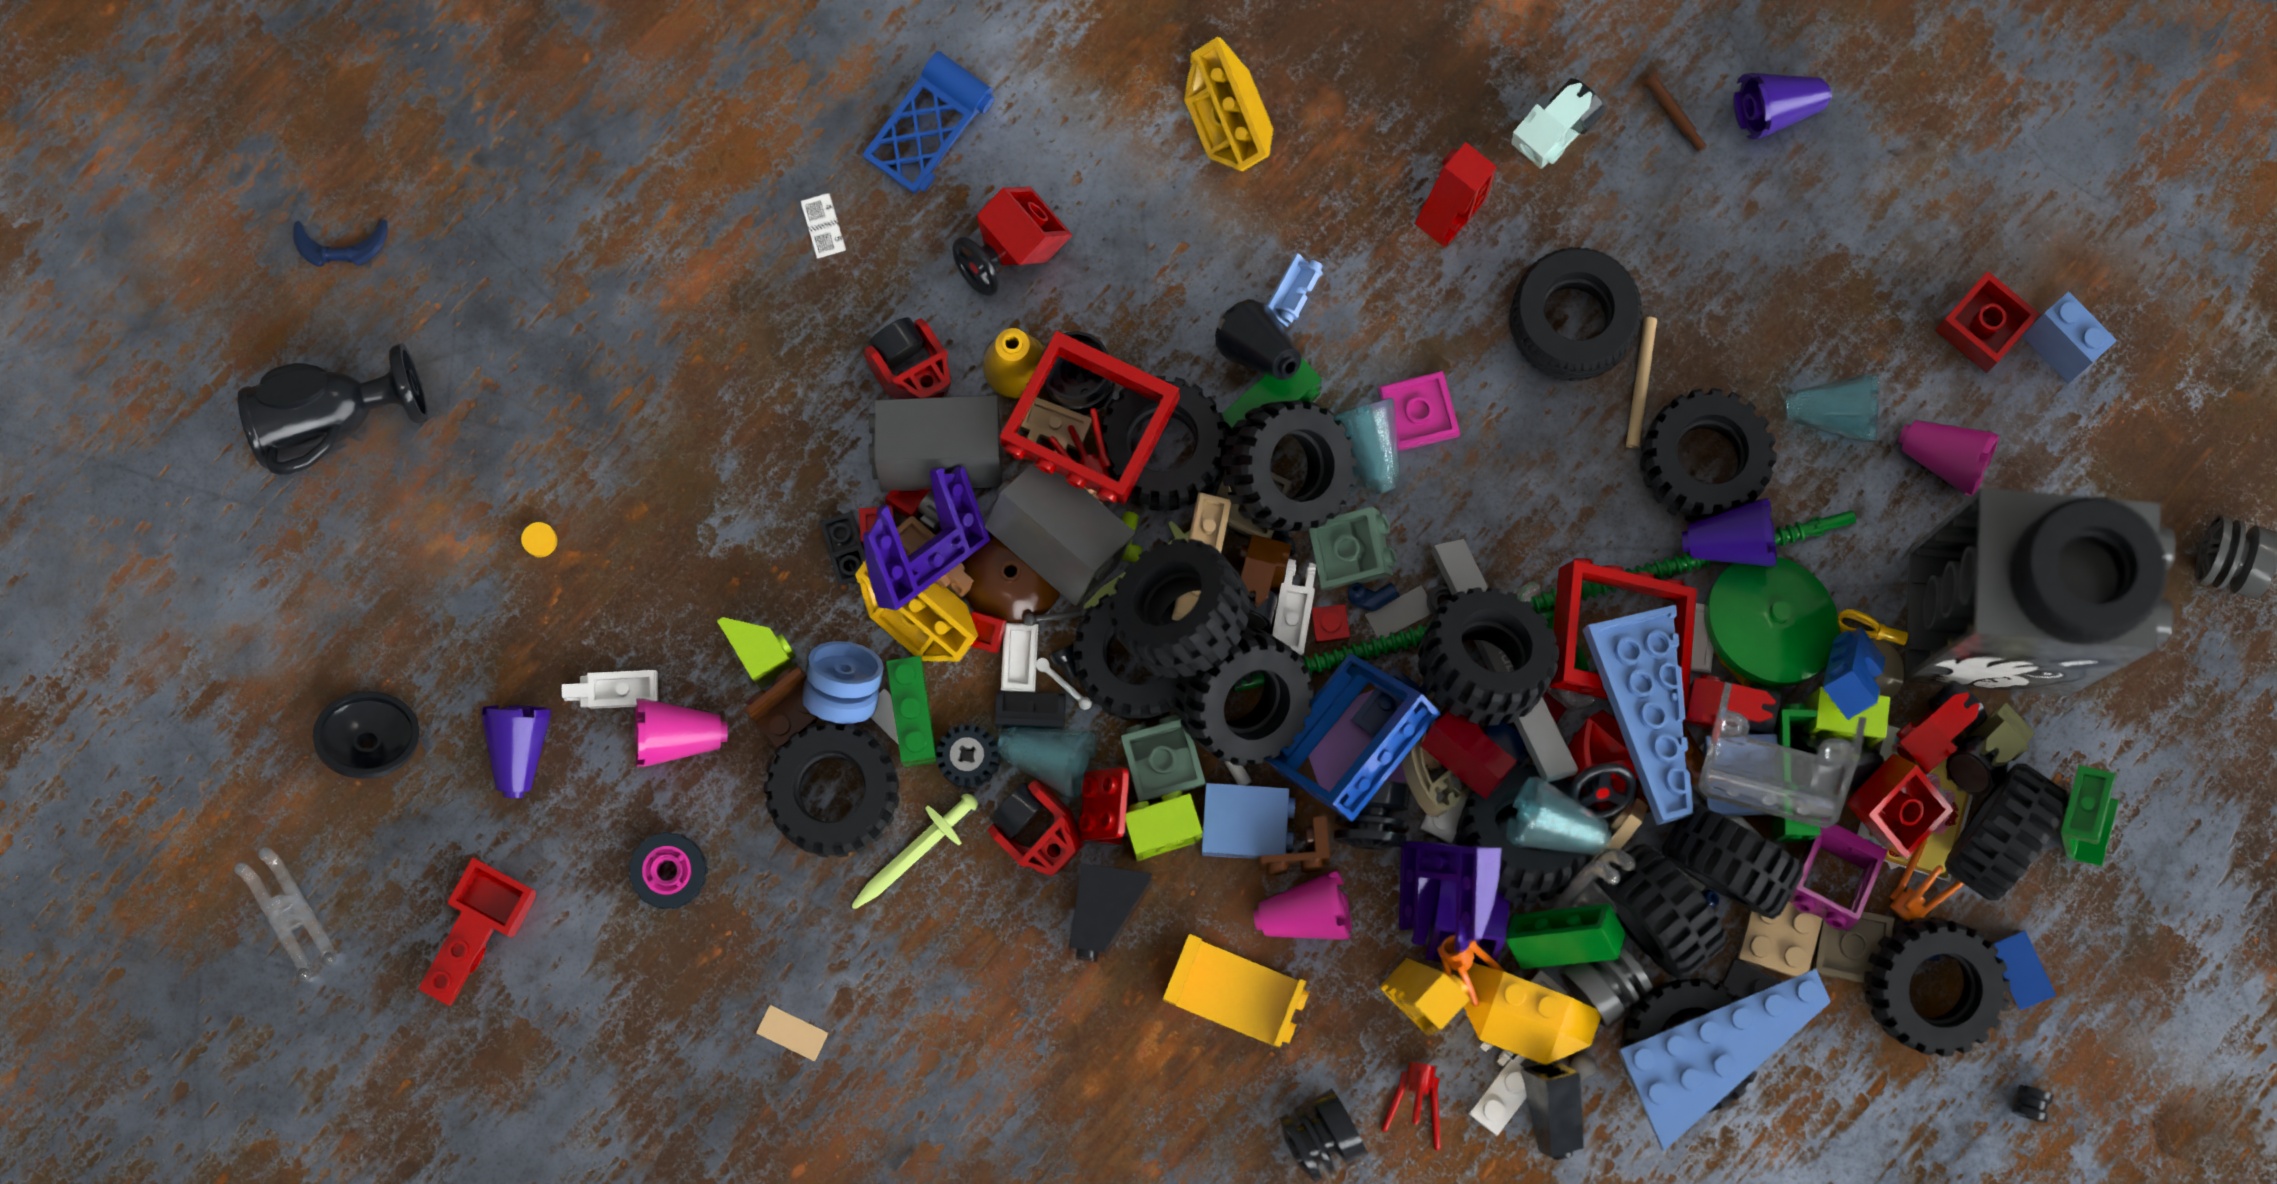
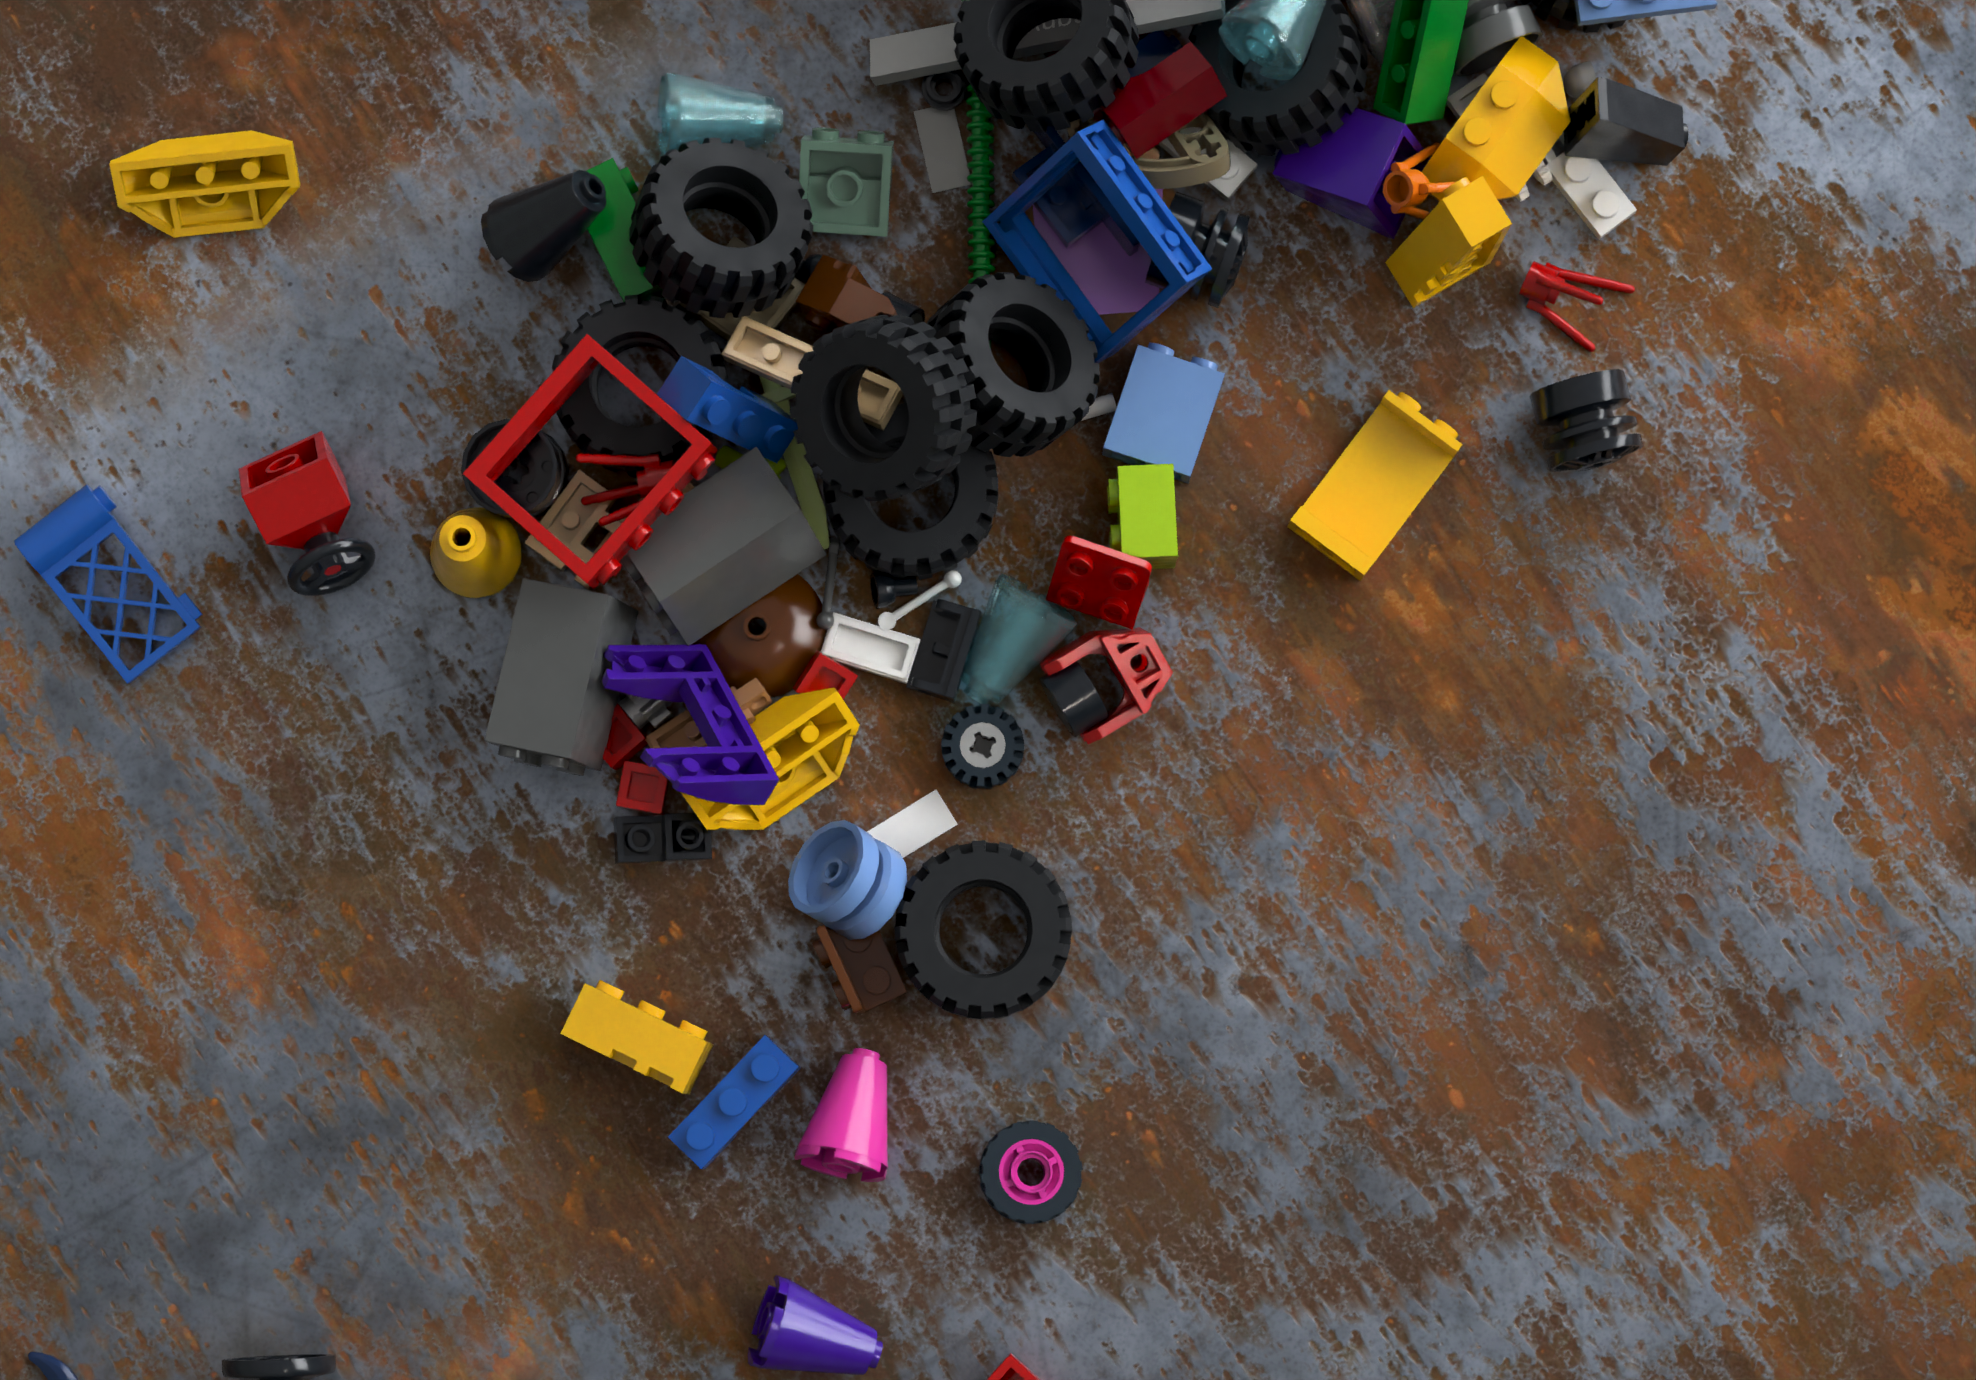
camera: 75 degrees left, 5 degrees up
(539, 539) = (538, 1242): yellow tile -> none
(613, 689) = (769, 1188): white hinge -> none
(668, 647) = (734, 1102): none -> blue arch
(697, 568) = (638, 1036): none -> yellow wedge
(759, 650) = (773, 980): lime slope -> none
(792, 1033) = (1279, 1063): tan sticker -> none
(823, 225) = (209, 760): white sticker -> none
(898, 344) = (405, 698): red piece -> none
(912, 711) = (906, 802): green brick -> none
(941, 827) = (1084, 842): yellowish green sword -> none
(1104, 907) = (1231, 619): black slope -> none
(1154, 490) = (728, 412): none -> blue arch
(1162, 759) = (1055, 496): sand green plate -> none
(1291, 290) = (489, 173): light blue hinge -> none
(1294, 608) = (906, 276): white hinge -> none
(1307, 911) = (1298, 366): dark pink cone -> none
(1315, 840) = (1218, 325): reddish brown bracket -> none
(1330, 623) = (933, 239): red plate -> none
(1371, 600) = (917, 178): dark blue arm -> none
(1422, 410) = (684, 42): dark pink tile -> none
(1477, 877) = (1315, 131): dark purple wedge -> none

